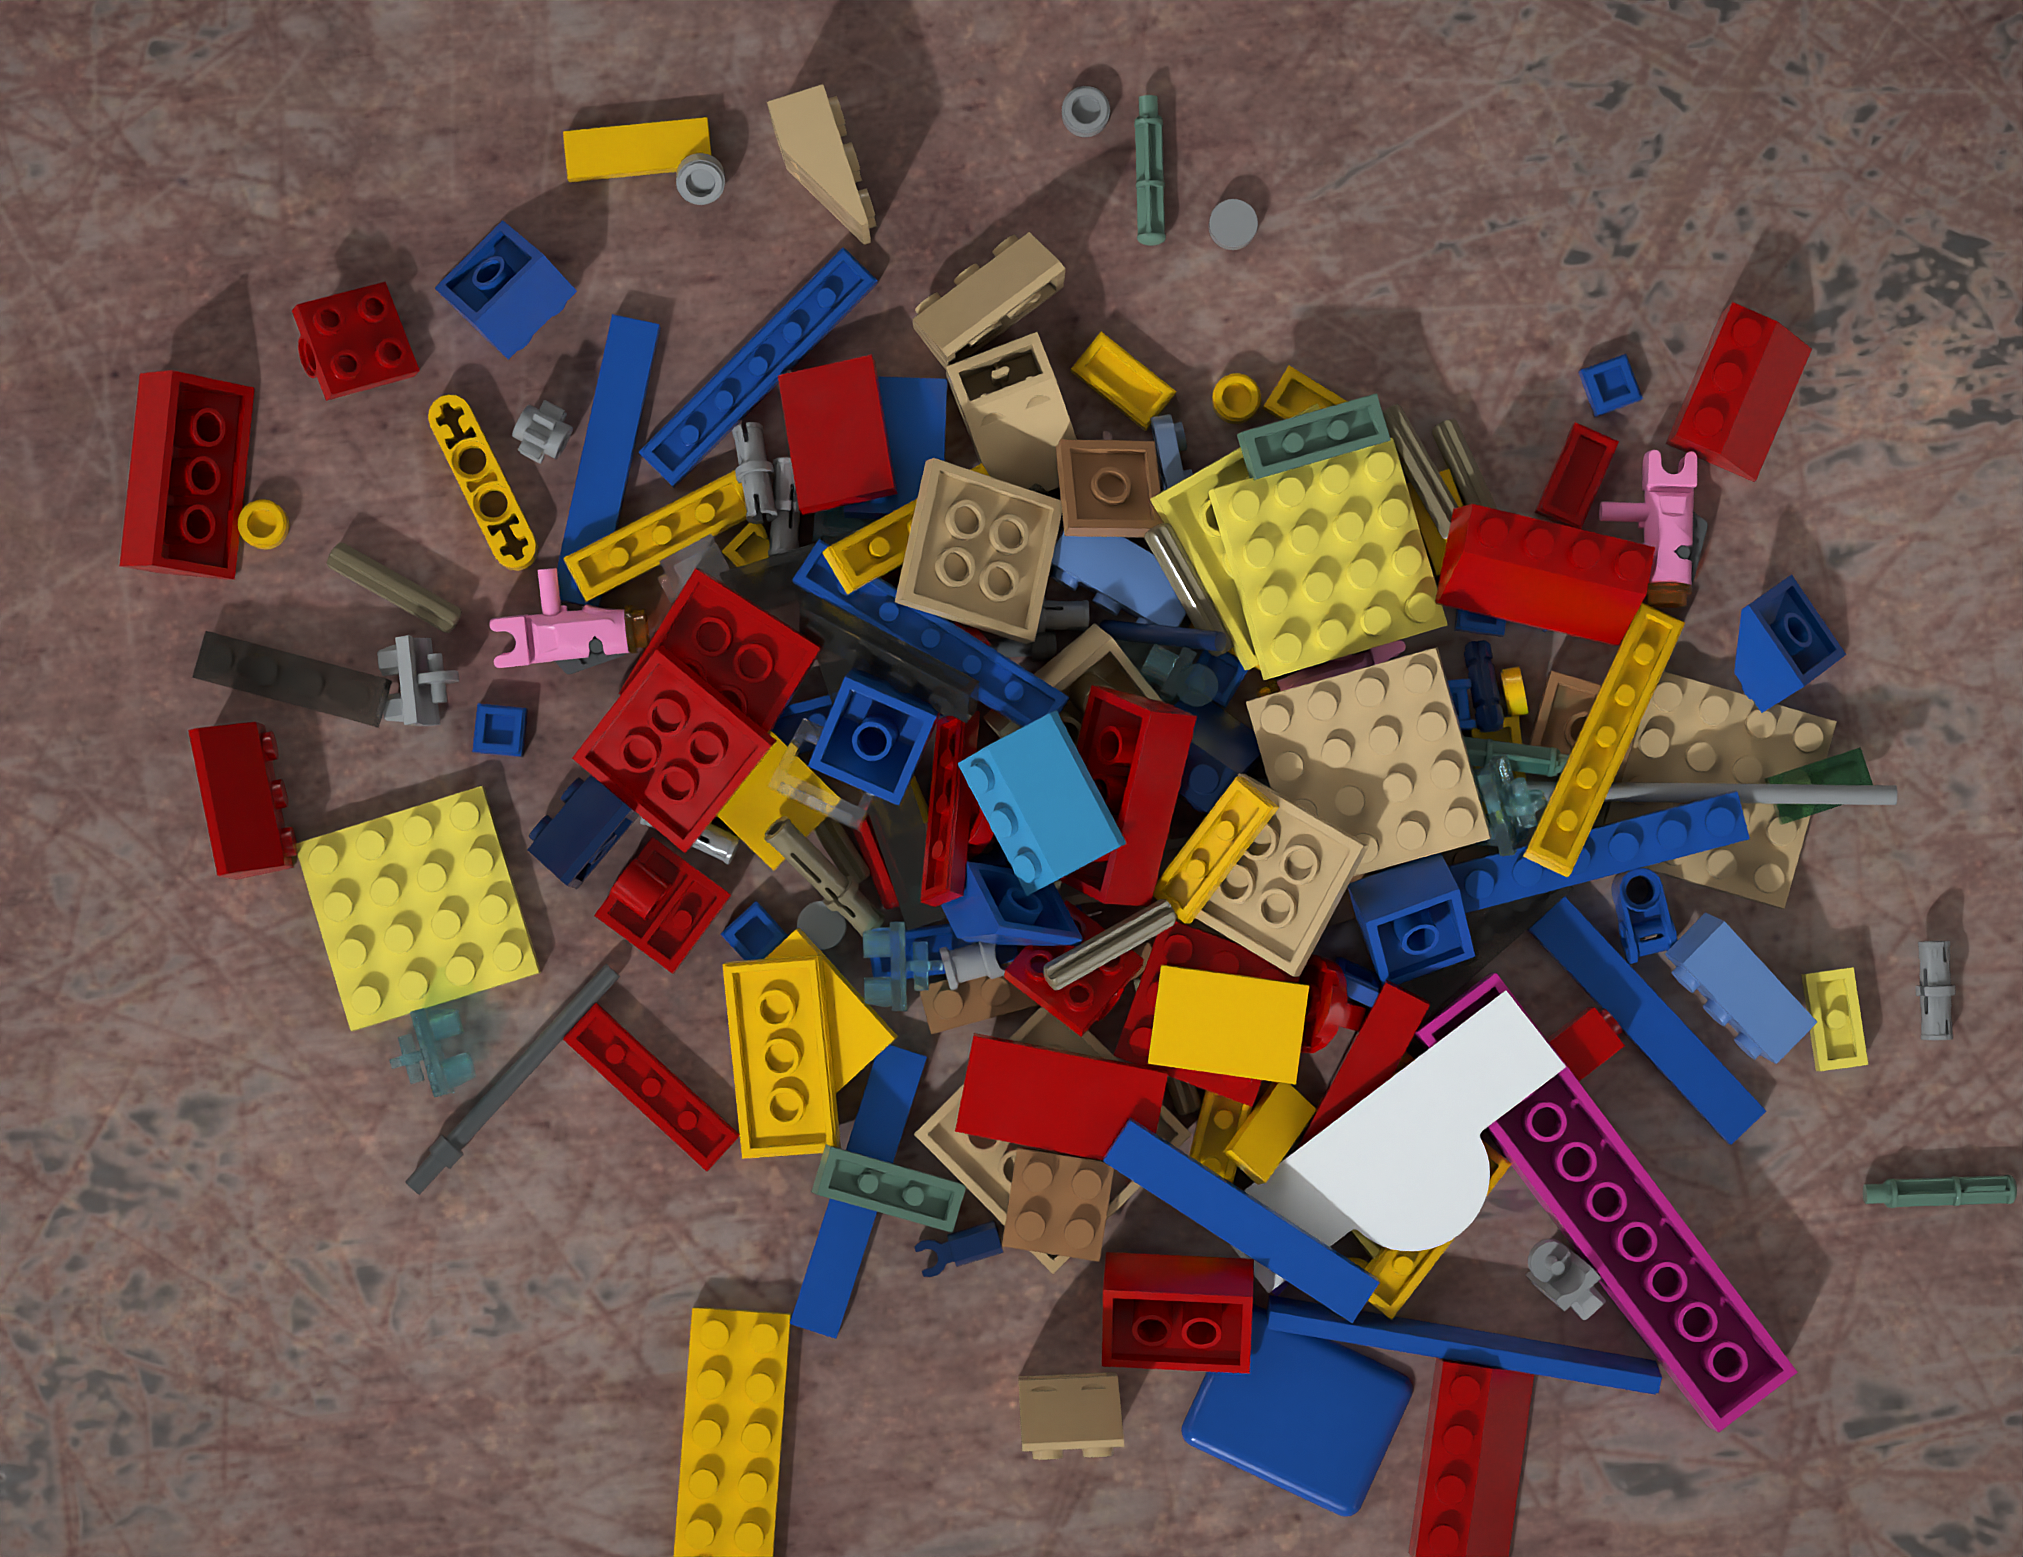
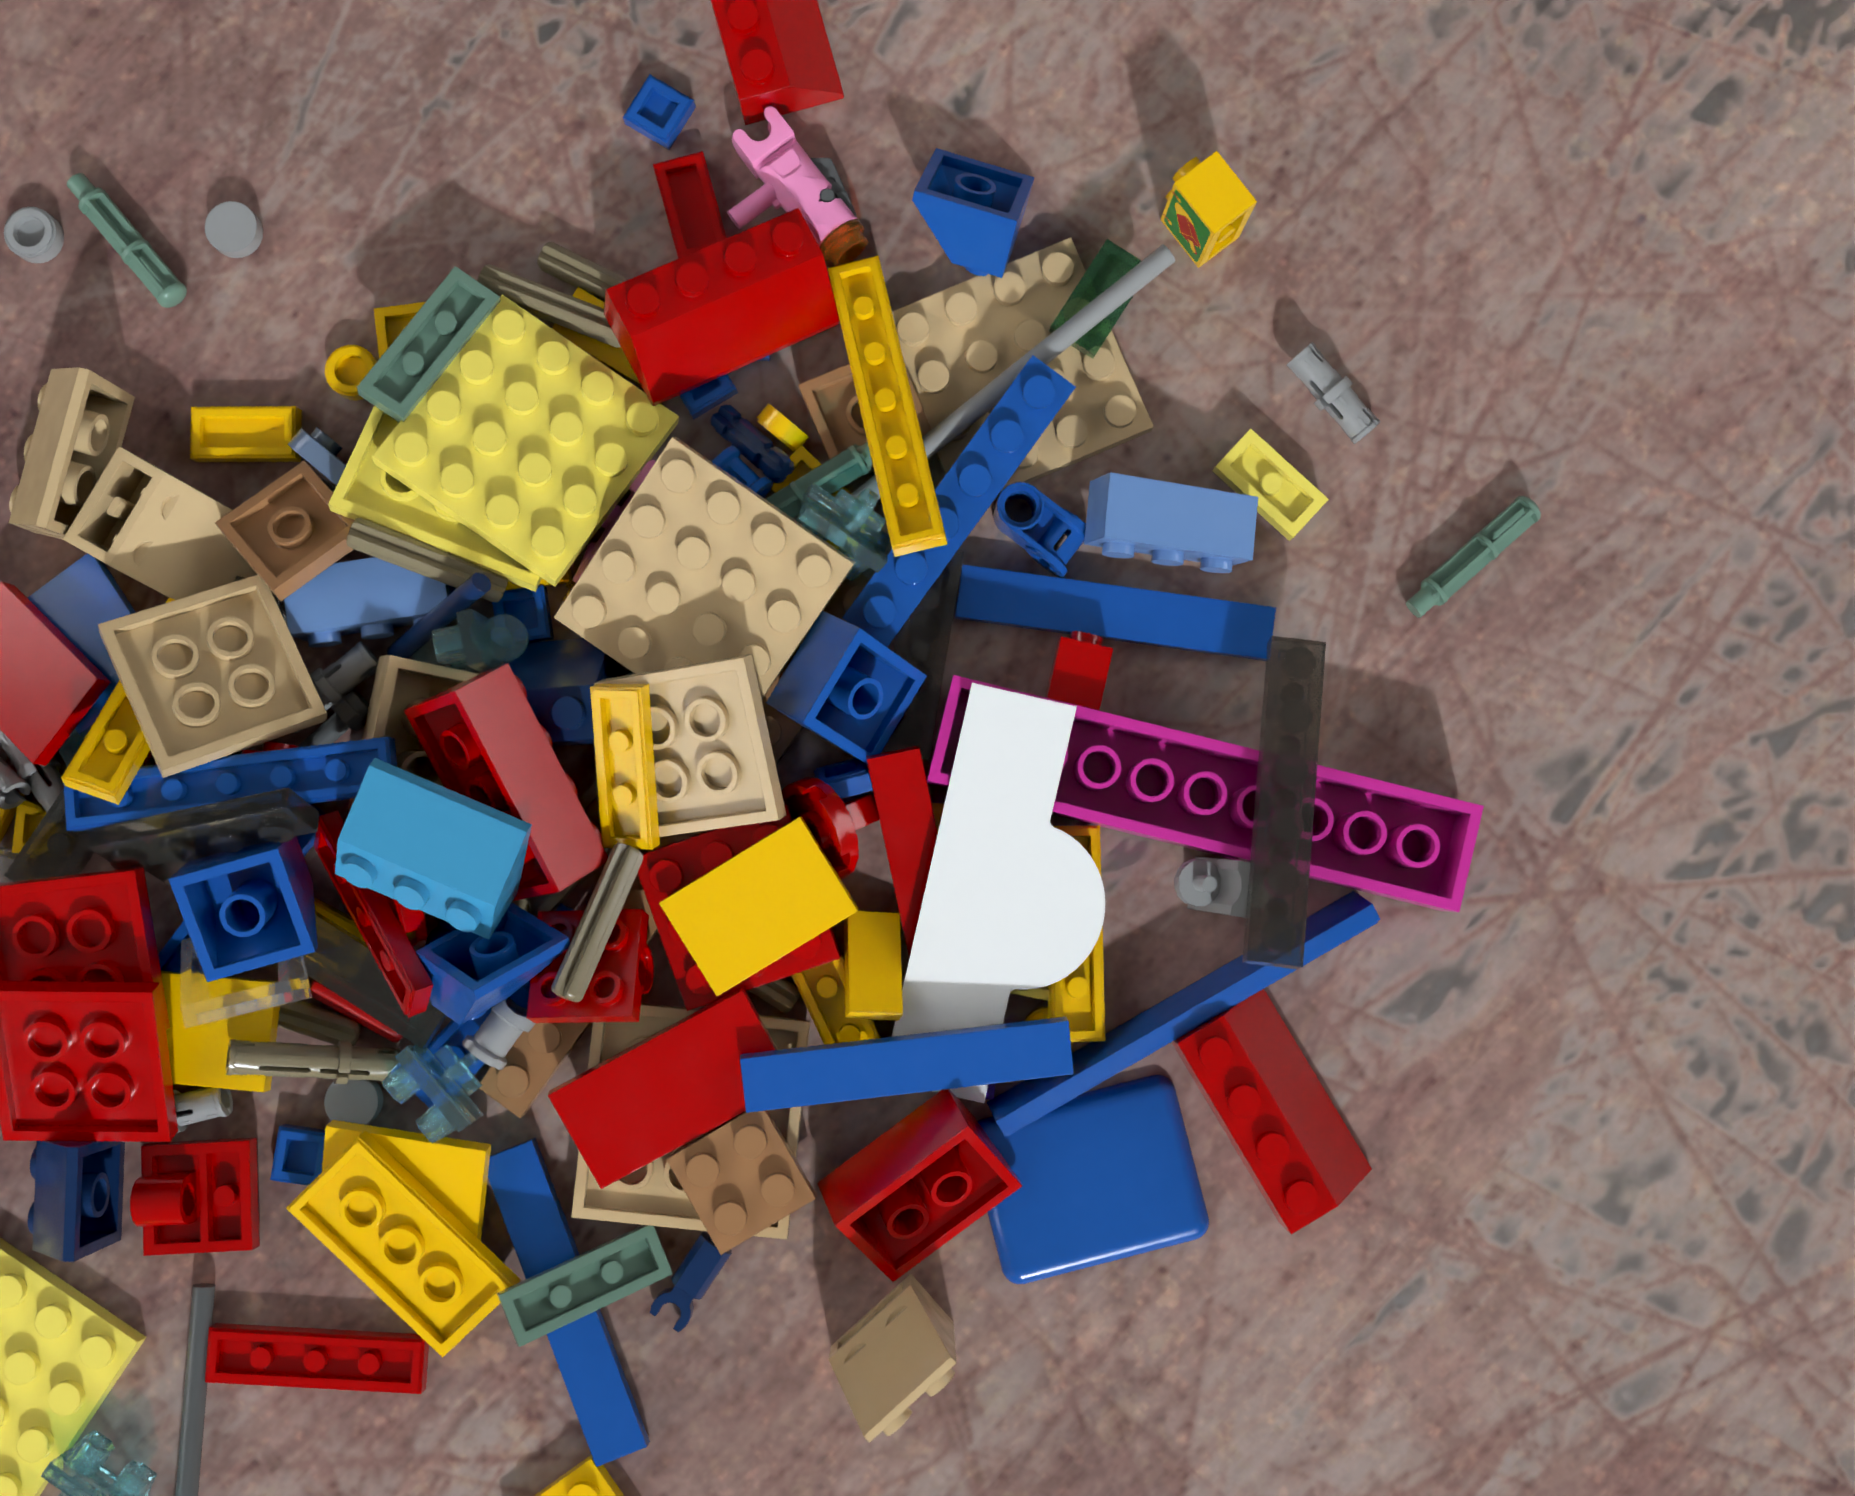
camera: 35 degrees left, 0 degrees up
(1658, 1253) = (1284, 803): none -> clear smoke plate
(1950, 783) = (1207, 207): none -> yellow brick

